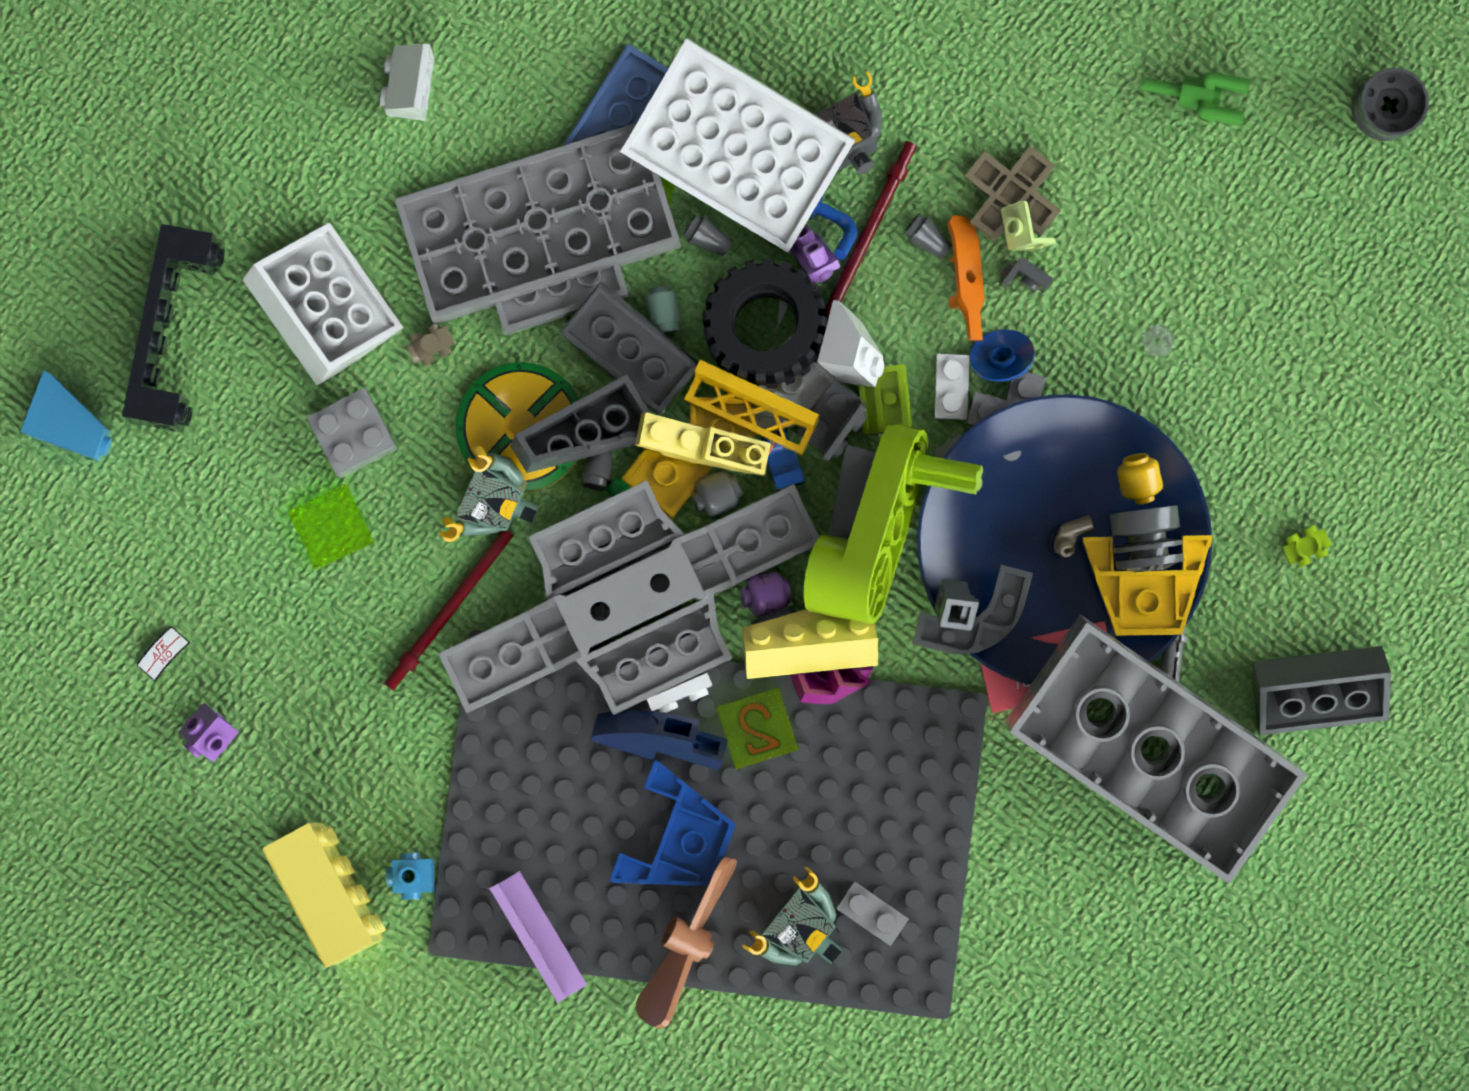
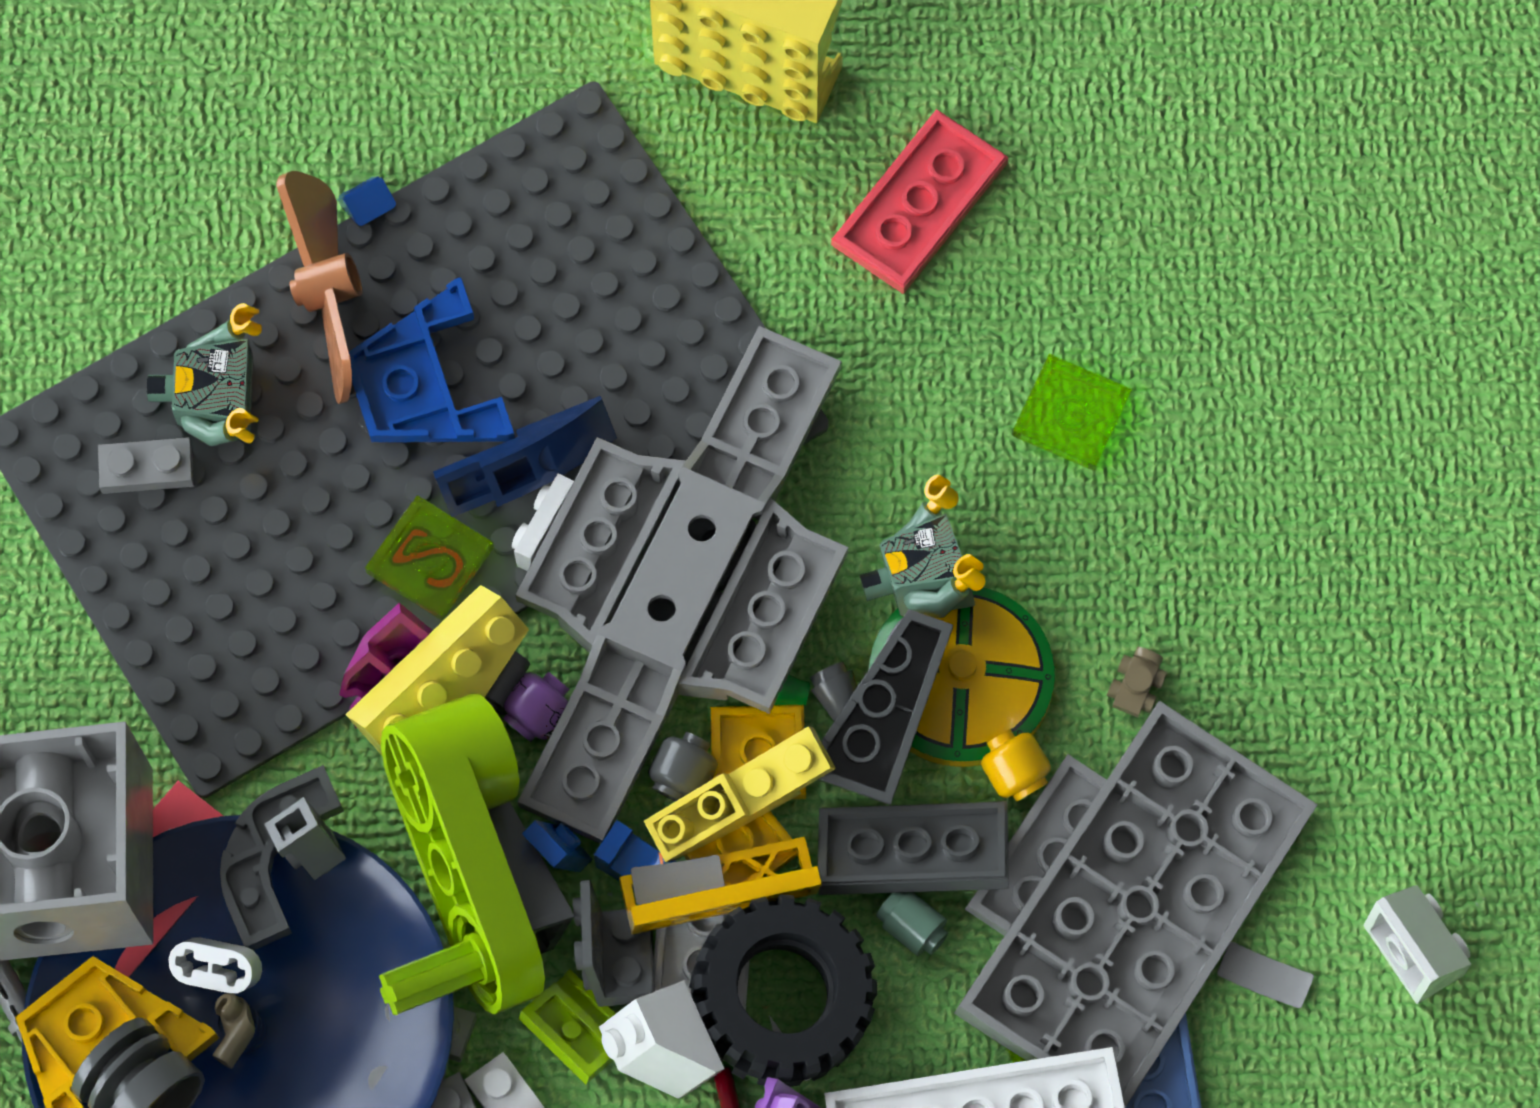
camera: 145 degrees right, 15 degrees down
(64, 421) = (1447, 296): dark azure slope -> none
(162, 653) = (1132, 157): white sticker -> none
(175, 249) = (1495, 542): black plate -> none
(207, 733) = (1012, 107): medium lavender brick -> none
(306, 724) = (919, 201): none -> coral tile
(322, 303) = (1292, 632): white slope -> none
(352, 433) = (1135, 518): light grey brick -> none
(409, 660) = (868, 344): dark red bar -> none
(424, 876) = (676, 131): dark azure brick -> none
(499, 135) = (1265, 975): none -> light grey sticker
(537, 348) = (1015, 765): none -> yellow head
(538, 936) = (492, 168): lavender fence -> none
(621, 981) = (367, 200): none -> blue slope
(707, 235) = (935, 1048): dark grey cone -> none
(772, 427) = (676, 879): none -> light grey sticker
(821, 499) = (558, 845): none -> blue plate
(1055, 576) = (213, 975): none -> white beam

